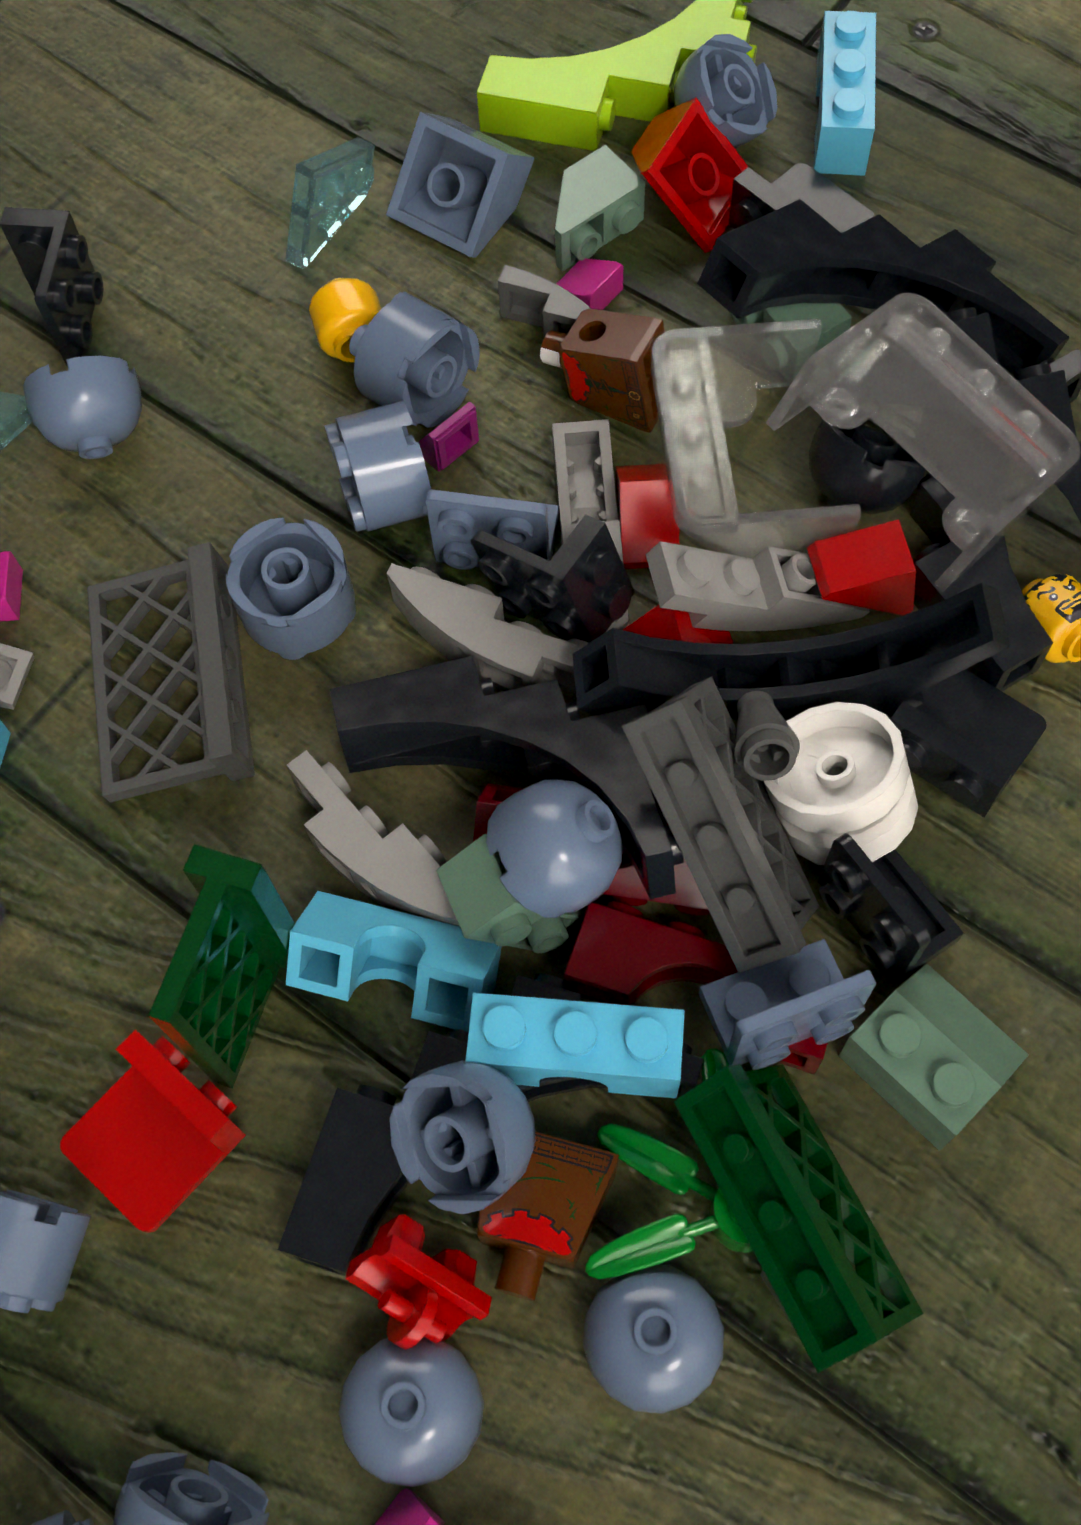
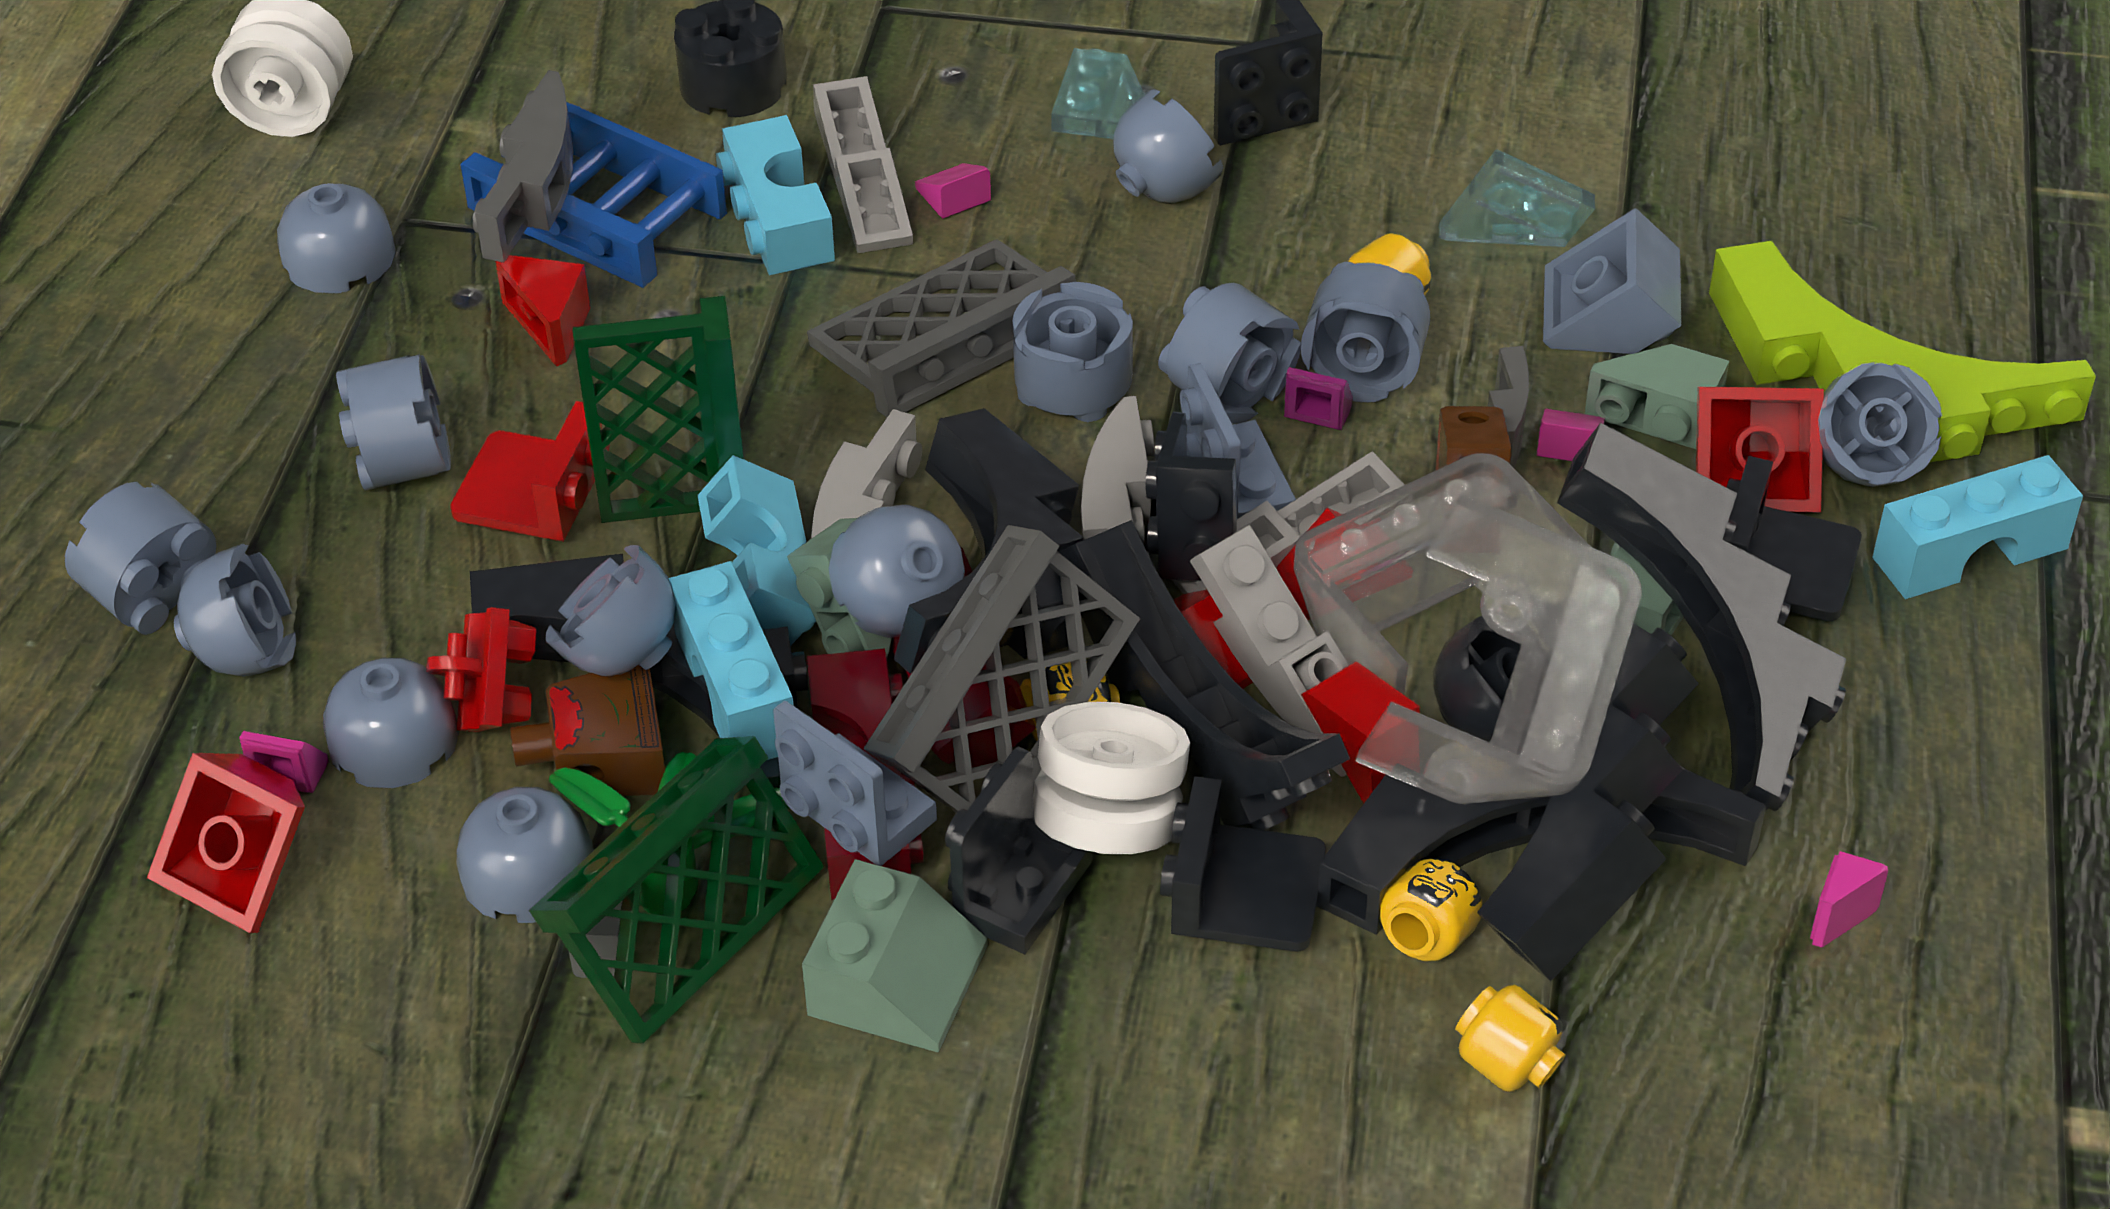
camera: 60 degrees right, 20 degrees down
(764, 739) = (1100, 679): dark grey cone -> none

